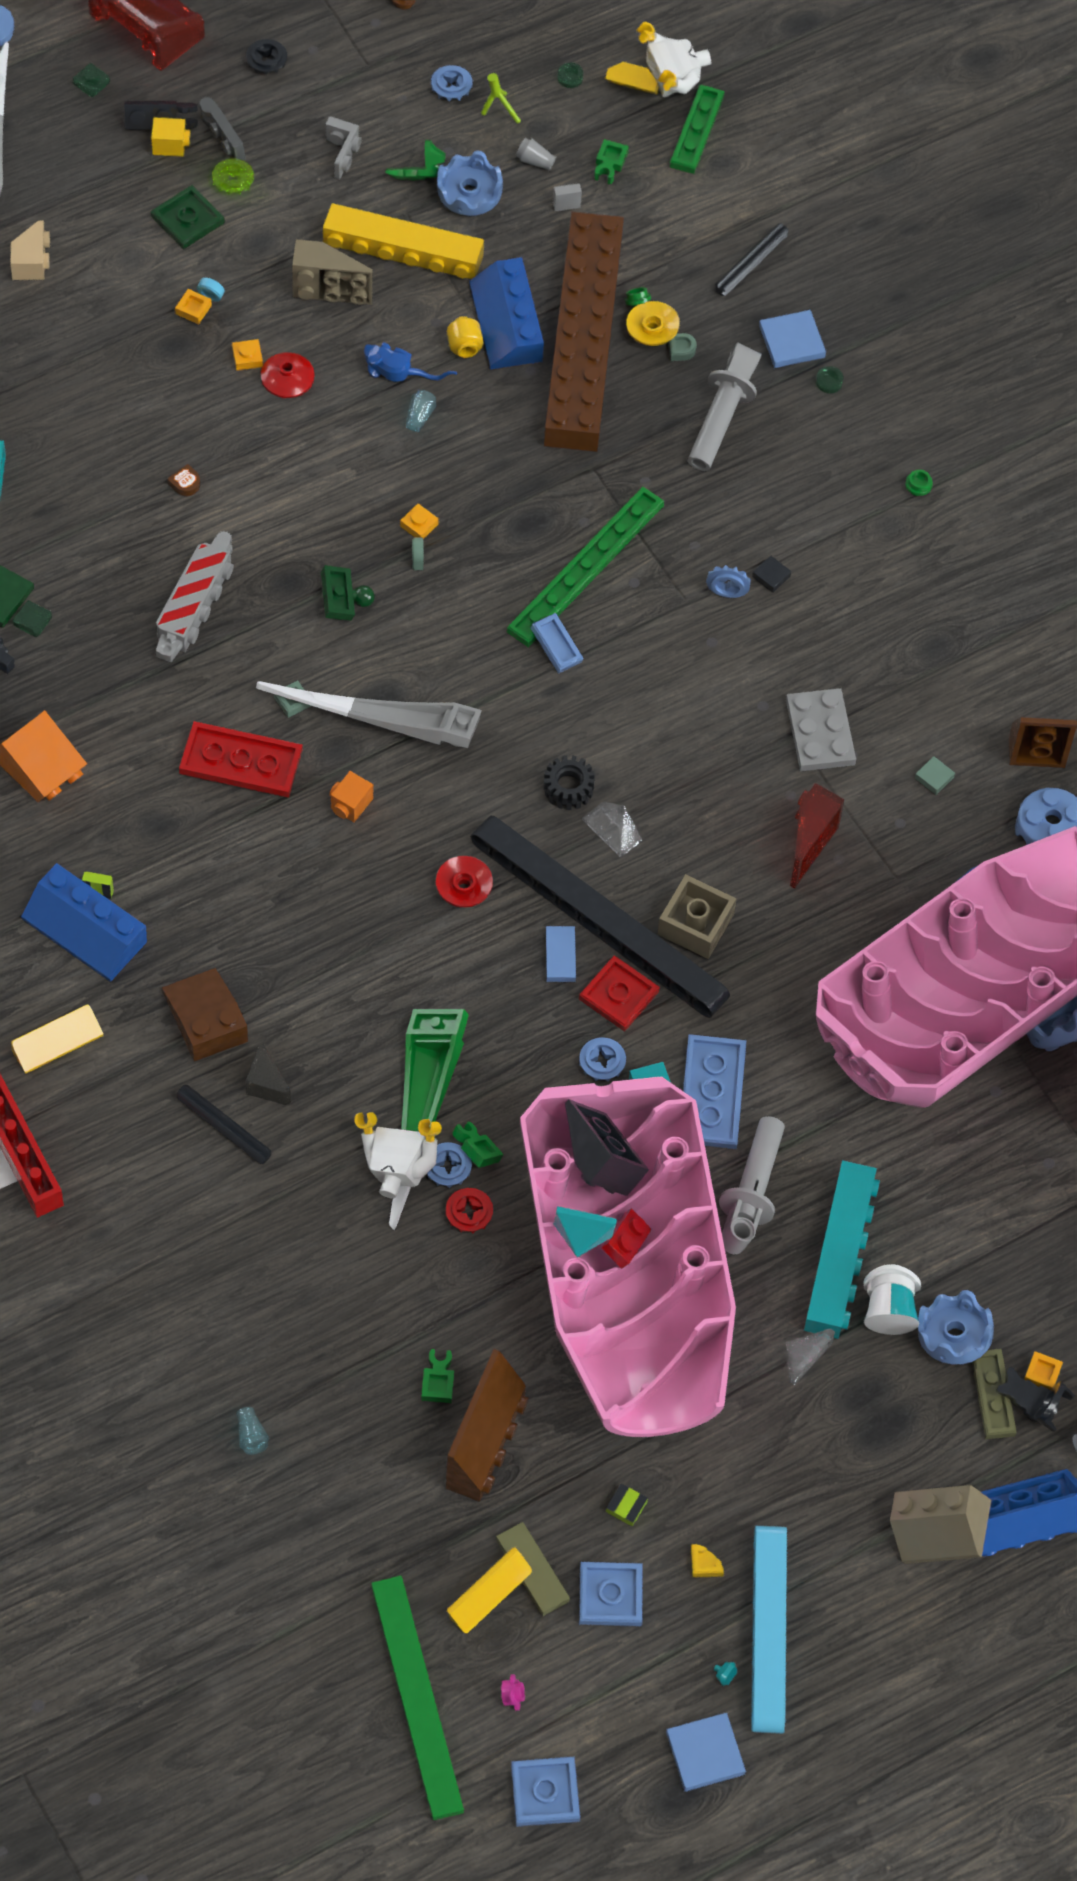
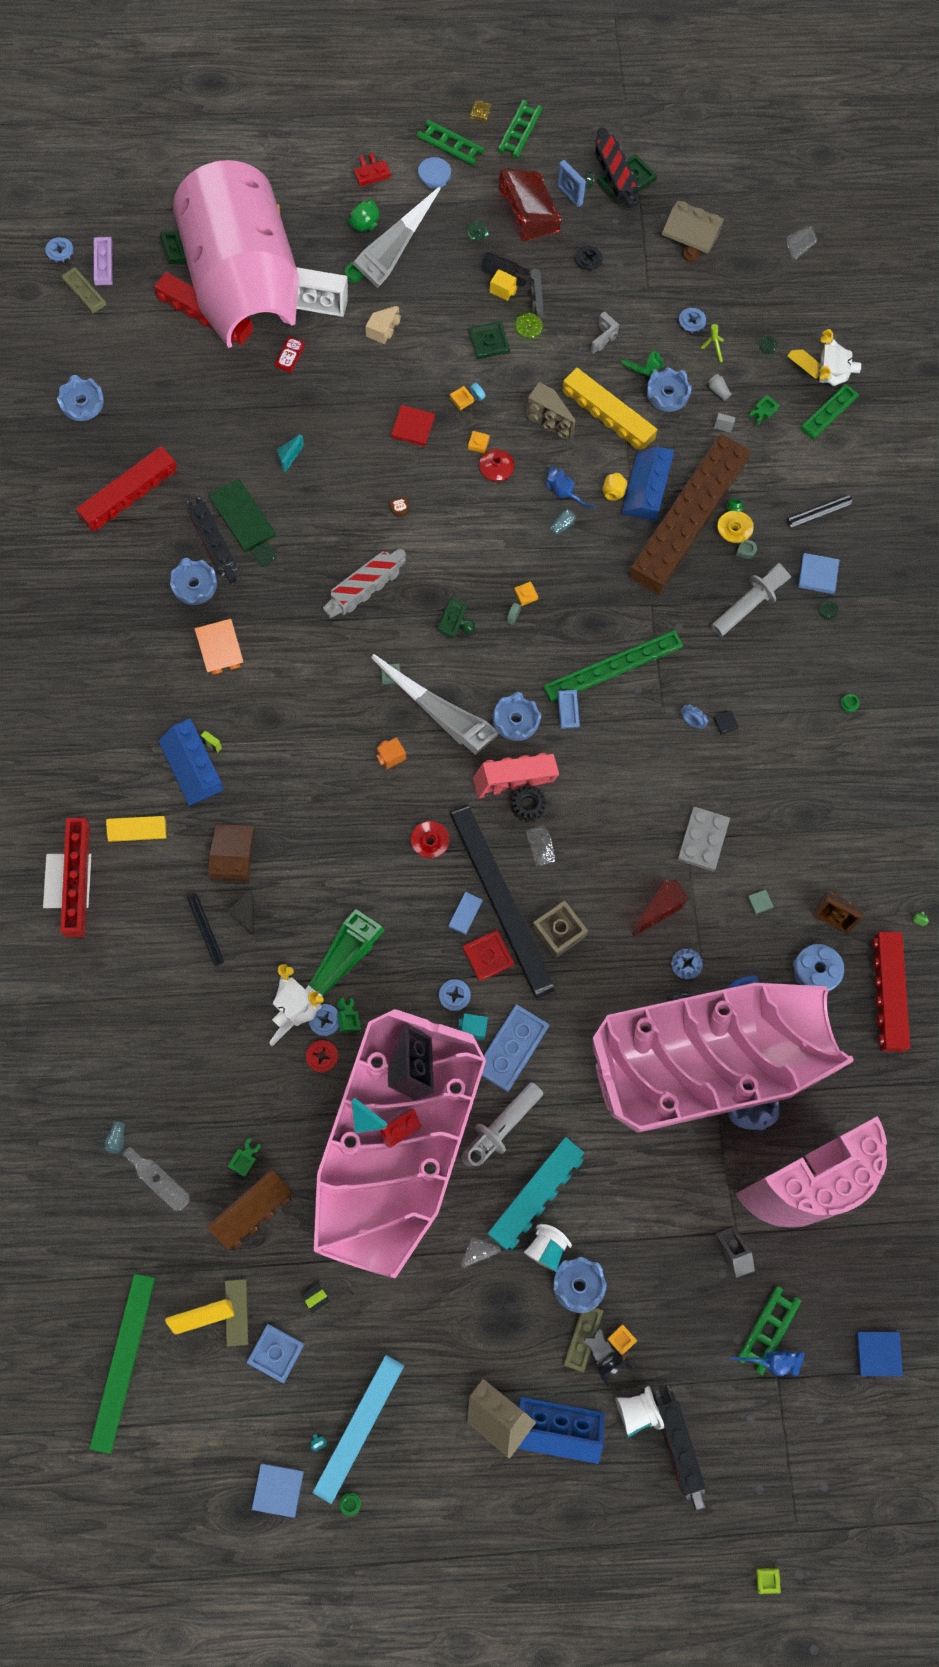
camera: 25 degrees right, 10 degrees up
(145, 369) = (413, 425): none -> red tile
(241, 759) = (338, 699): red plate -> none
(351, 1460) = (165, 1188): none -> clear piece
(490, 667) = (516, 706): none -> medium blue plate
(512, 1692) = (180, 1390): dark pink plate -> none
(530, 751) = (515, 773): none -> coral wedge
(545, 1791) = (167, 1465): medium blue tile -> none
(705, 1563) = (344, 1361): yellow tile -> none
(807, 1723) = (350, 1504): none -> green plate
(889, 900) = (688, 972): none -> medium blue gear

